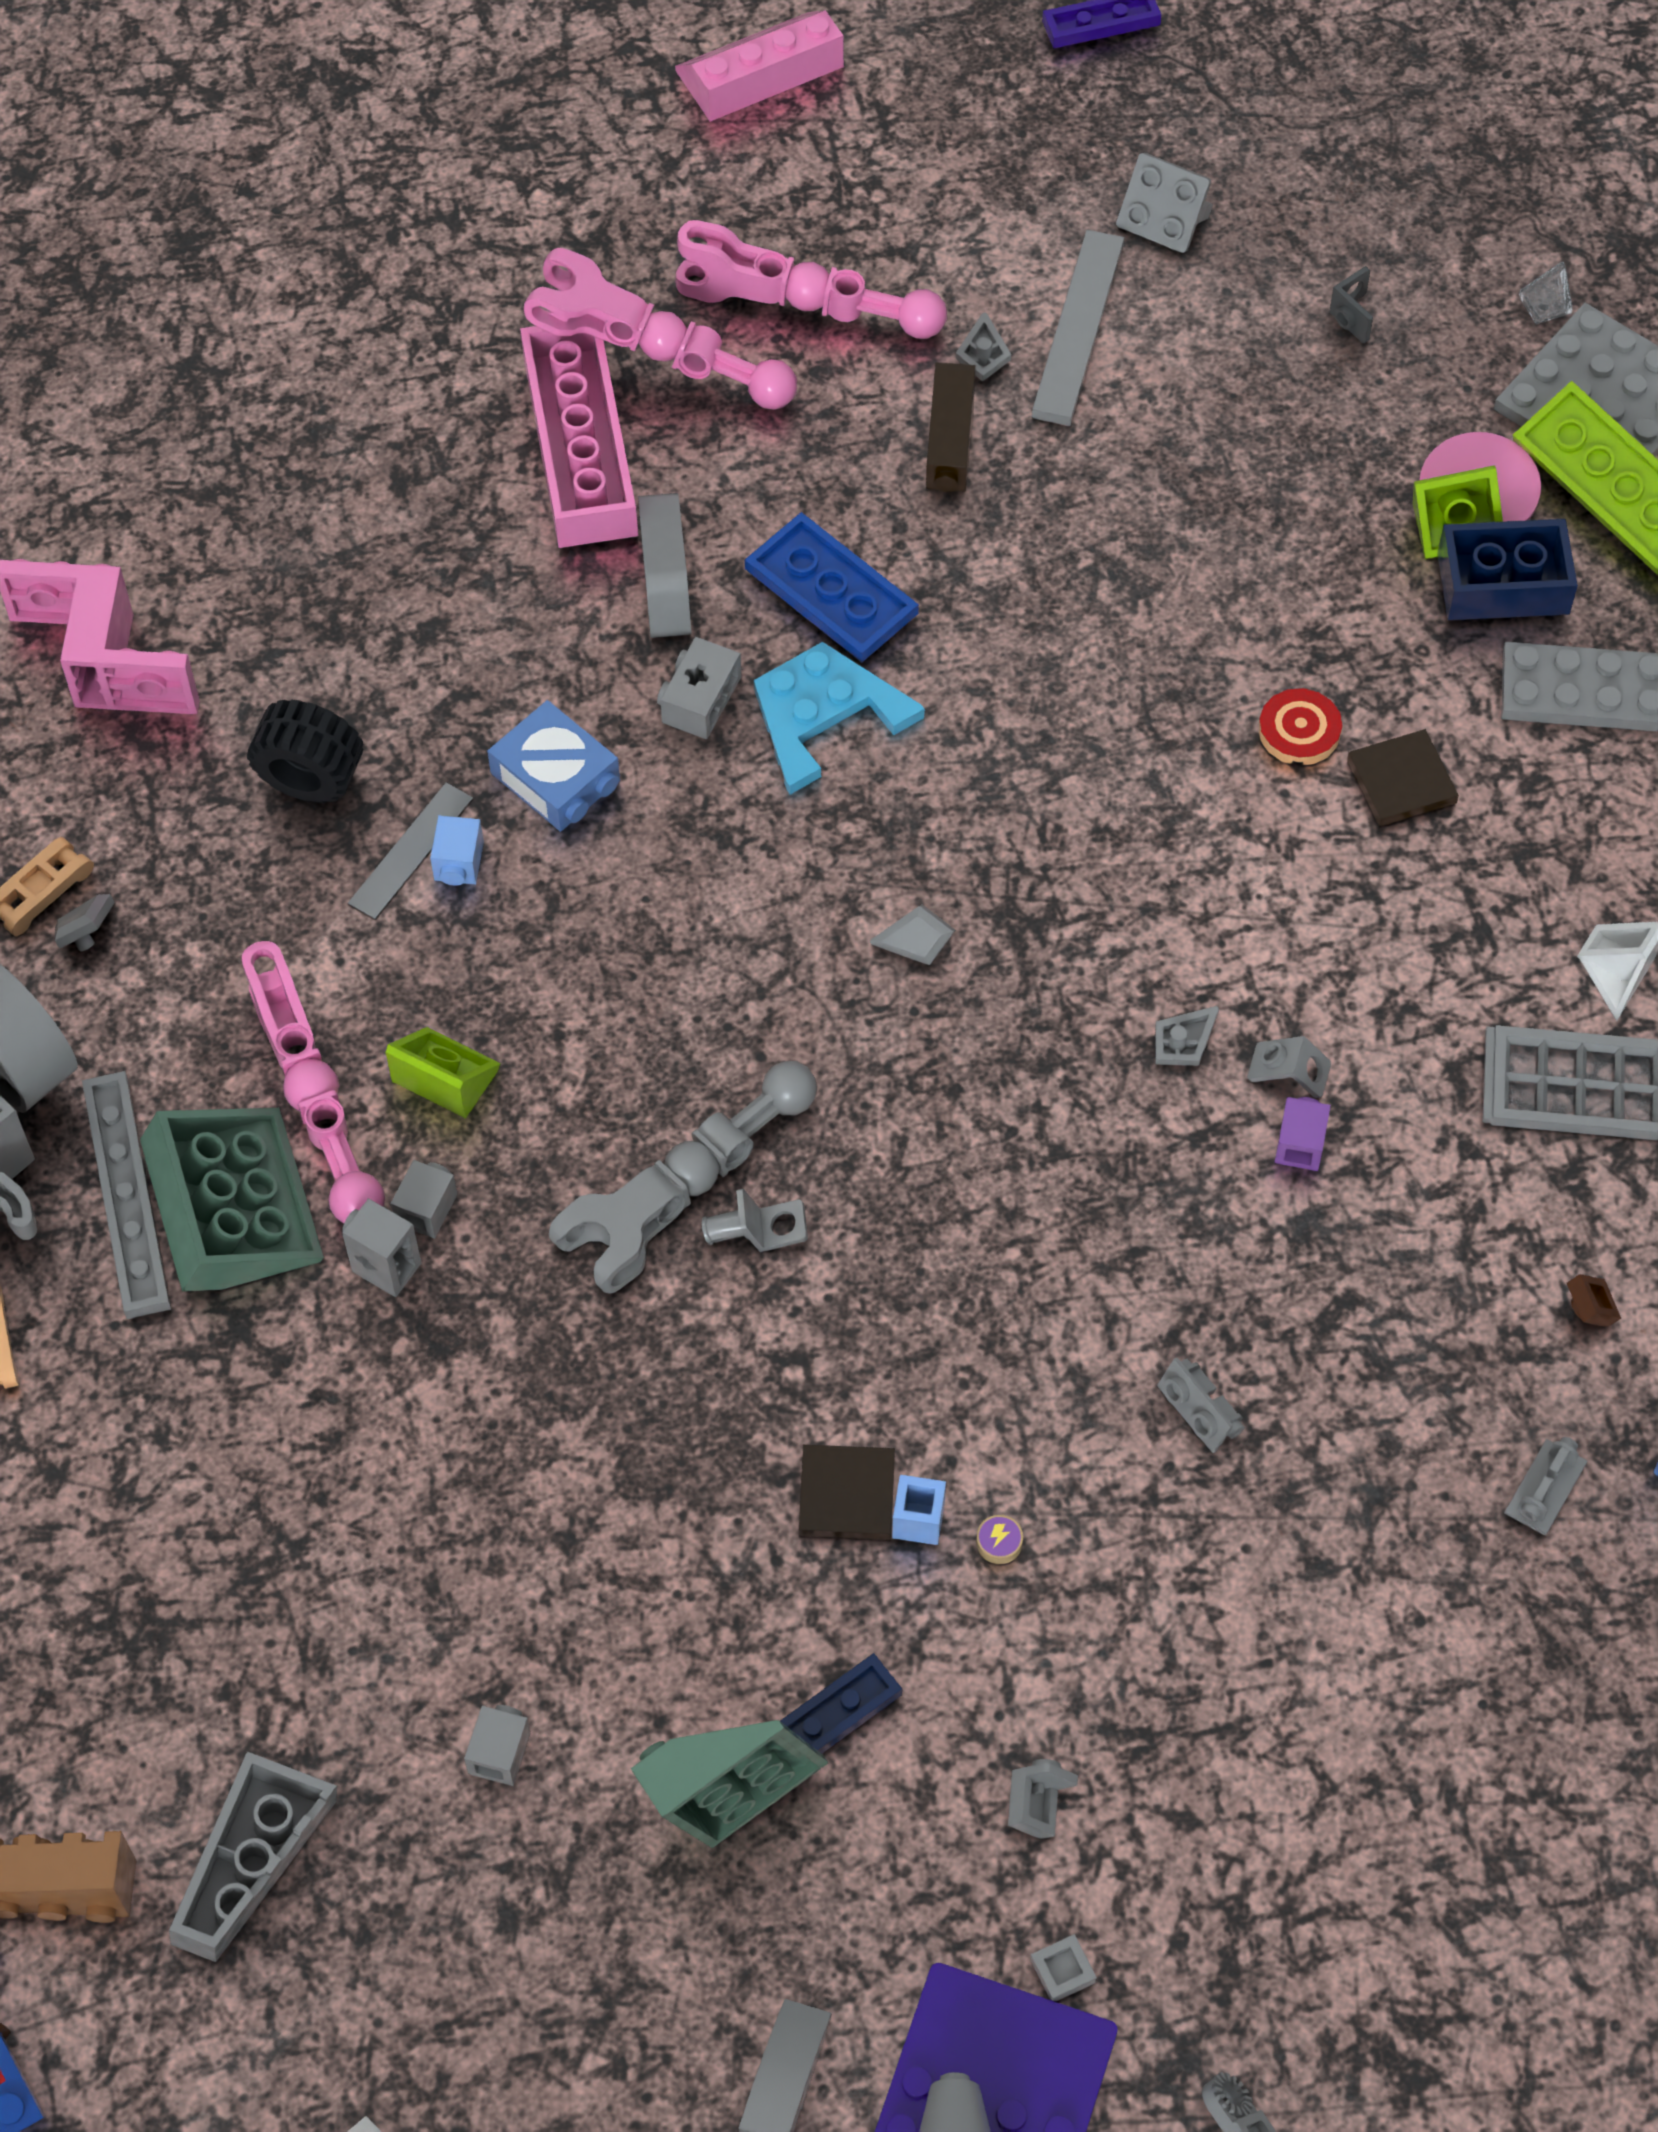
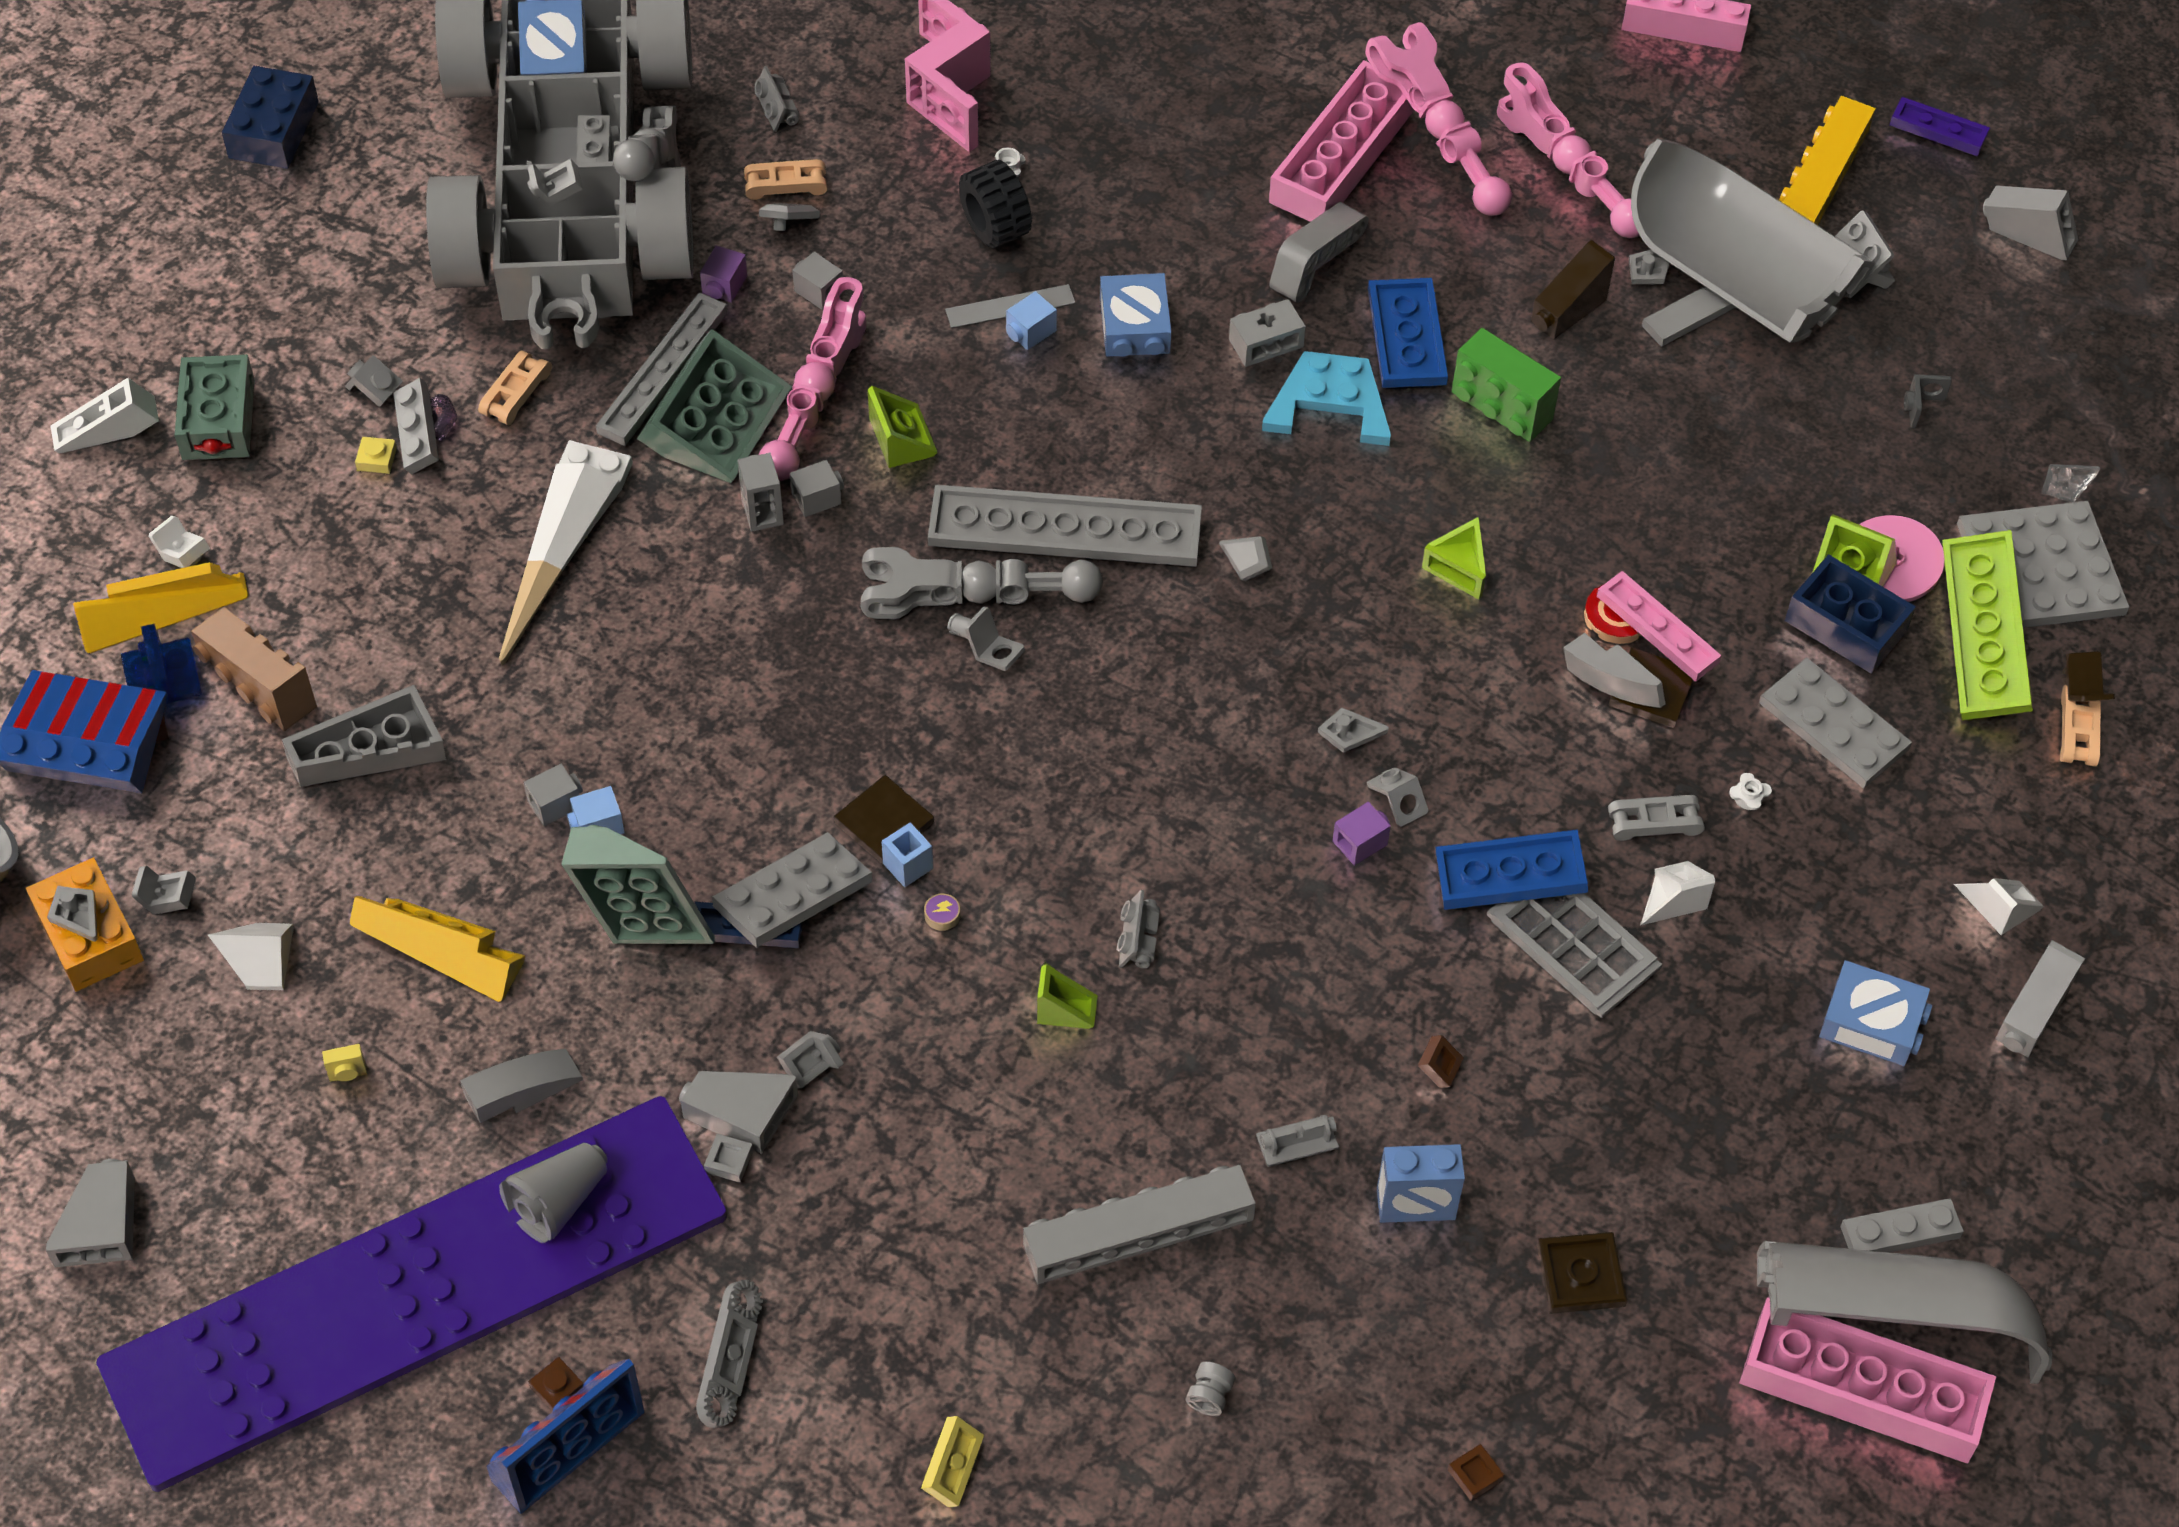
camera: 40 degrees right, 5 degrees down
(87, 1039) = (723, 274): none -> medium lavender brick
(182, 1403) = (577, 498): none -> white plate
(191, 972) = (815, 278): none -> light grey brick
(251, 688) = (1011, 158): none -> white plate
(544, 2000) = (441, 942): none -> yellow wedge
(565, 1730) = (596, 809): none -> light blue brick
(708, 1043) = (1065, 525): none -> light grey plate
(842, 1641) = (792, 889): none -> light grey plate
(987, 572) = (1505, 384): none -> bright green brick
(1019, 1906) = (739, 1104): none -> light grey slope
(1046, 141) = (1828, 159): none -> yellow brick
(1061, 264) = (1742, 241): none -> light grey panel
(1120, 784) = (1458, 558): none -> lime slope
(1201, 1532) = (1064, 1001): none -> lime slope
(1275, 53) = (2034, 218): none -> light grey slope
(1359, 711) = (1659, 626): none -> bright pink plate
(1368, 789) = (1613, 672): none -> light grey slope
(1471, 1060) = (1511, 869): none -> blue plate
(1498, 1694) = (1138, 1223): none -> light grey brick
(1532, 903) = (1656, 816): none -> light grey plate
(1576, 2078) = (952, 1461): none -> light yellow plate
(1585, 823) = (1746, 799): none -> white plate

